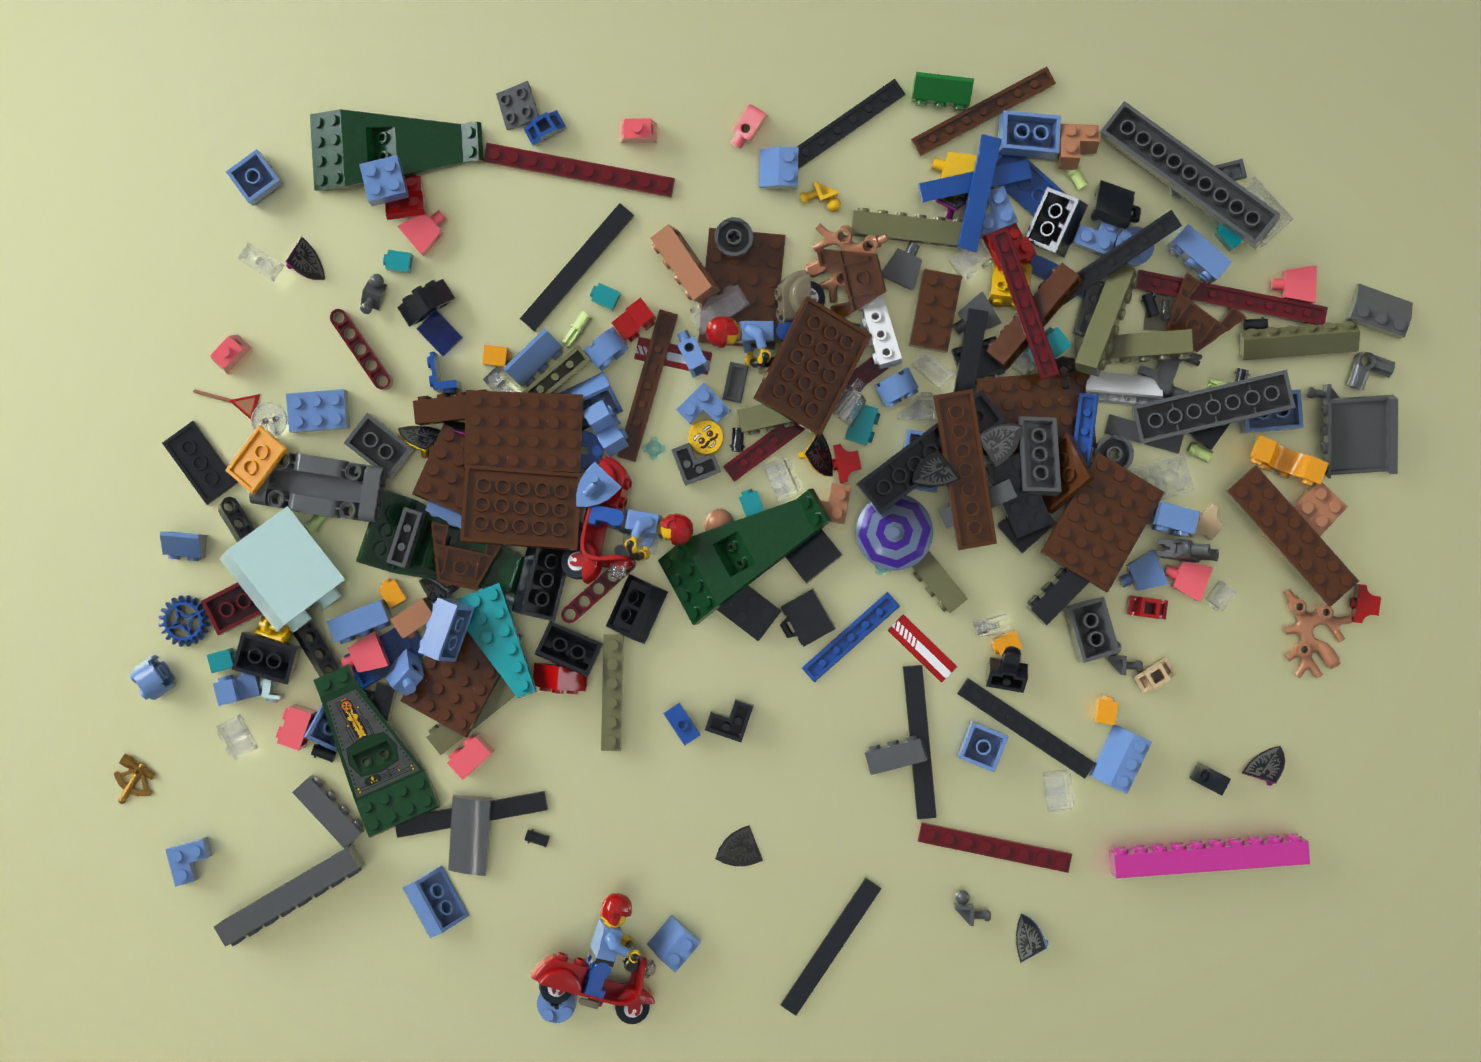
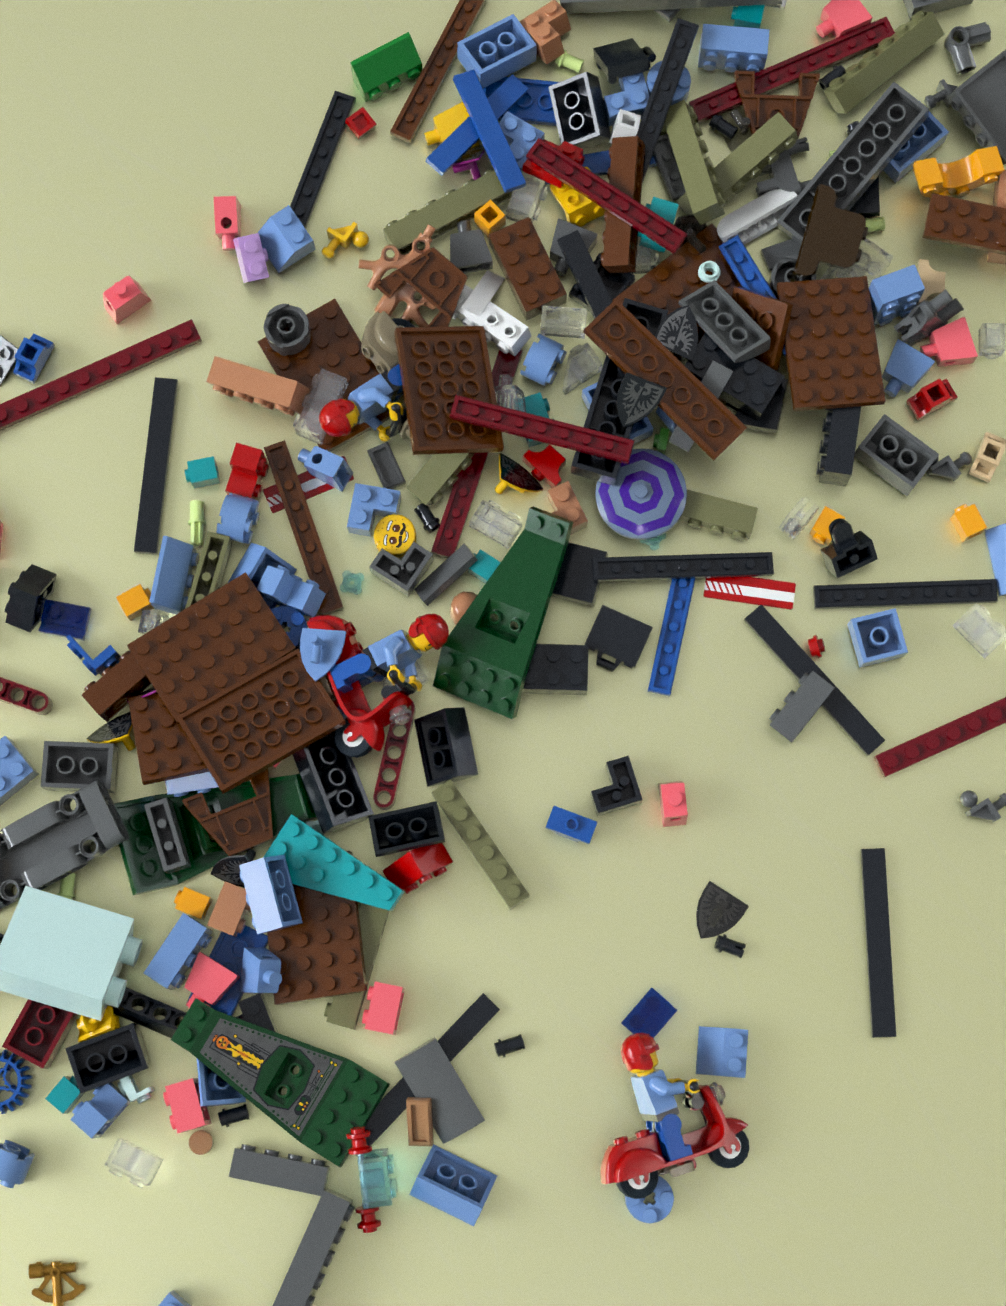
camera: 30 degrees left, 10 degrees down
(289, 756) = (201, 1142): none -> medium nougat tile
(387, 862) = (375, 1178): none -> clear light blue brick
(442, 845) = (419, 1121): none -> medium nougat tile
(643, 885) = (649, 1014): none -> clear blue plate
(721, 490) = (445, 574): none -> dark grey tile
(729, 877) = (729, 946): none -> black pin
(746, 165) = (251, 257): none -> lavender brick
(762, 756) = (673, 803): none -> coral torso
(854, 443) = (542, 429): none -> dark red tile
(887, 601) = (682, 566): none -> black tile
(889, 308) = (483, 293): none -> white sticker
(895, 116) = (360, 122): none -> red plate
(934, 256) = (489, 218): none -> light orange brick
(936, 502) = (661, 439): none -> bright green plate
(937, 721) = (816, 646): none -> red plate
(1064, 407) = (709, 266): none -> light aqua plate
(1078, 258) = (625, 125): none -> white brick
(1158, 446) = (830, 235): none -> dark brown brick

